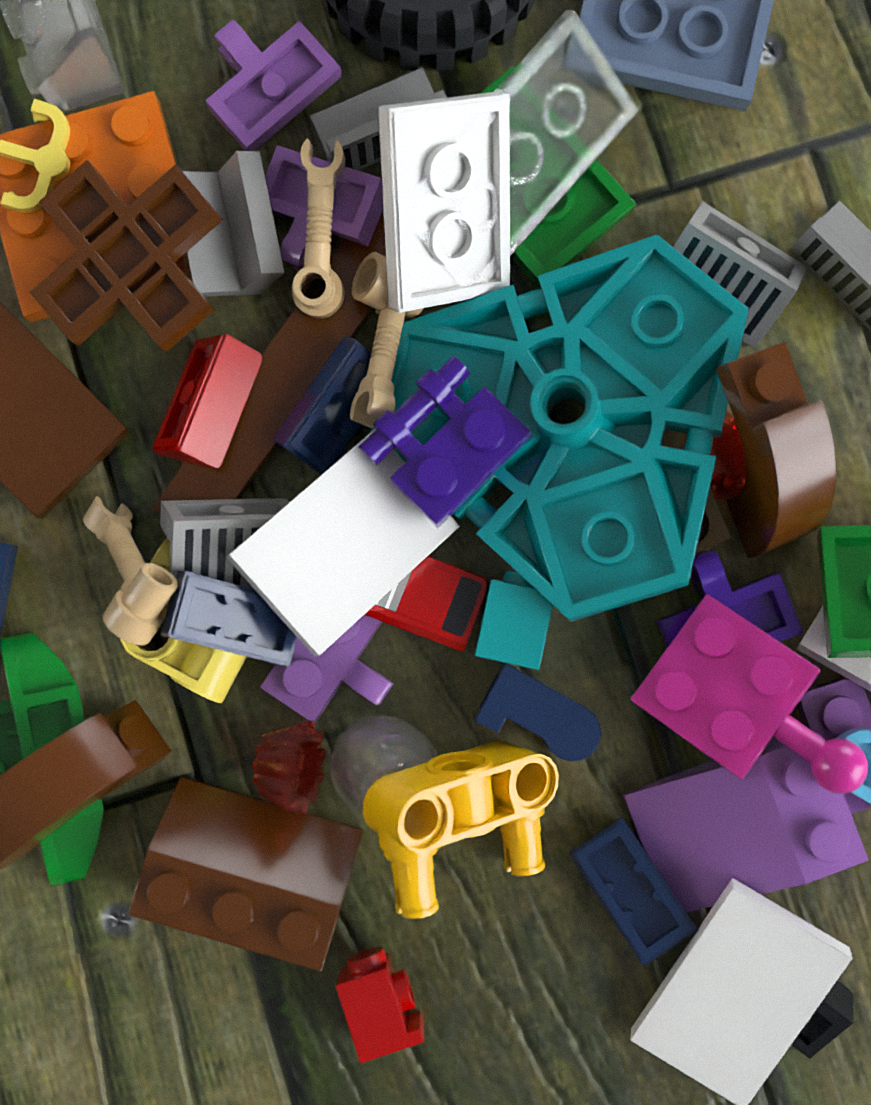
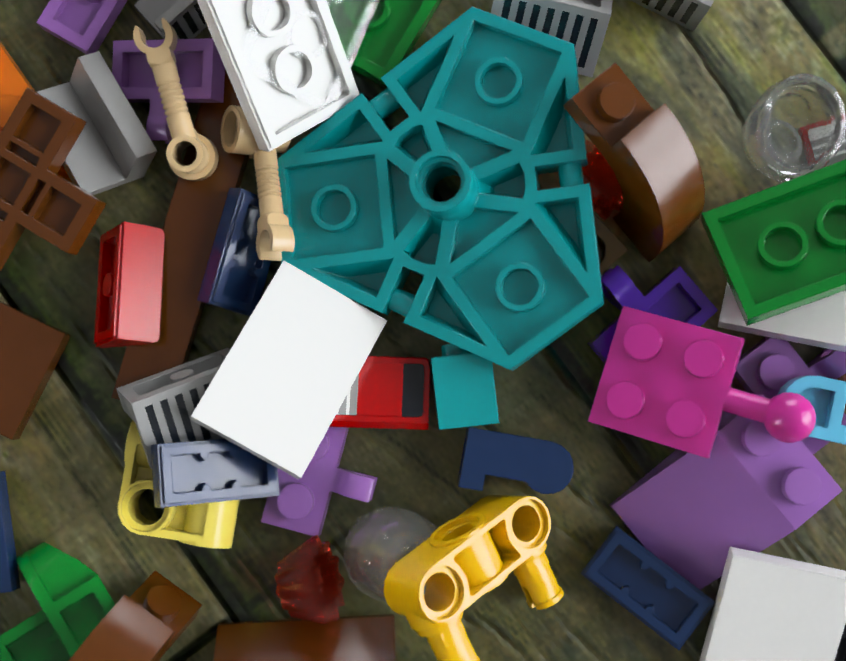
camera: 15 degrees left, 0 degrees up
(147, 587) = (126, 492): tan brick -> none
(459, 455) = (365, 258): dark purple plate -> none

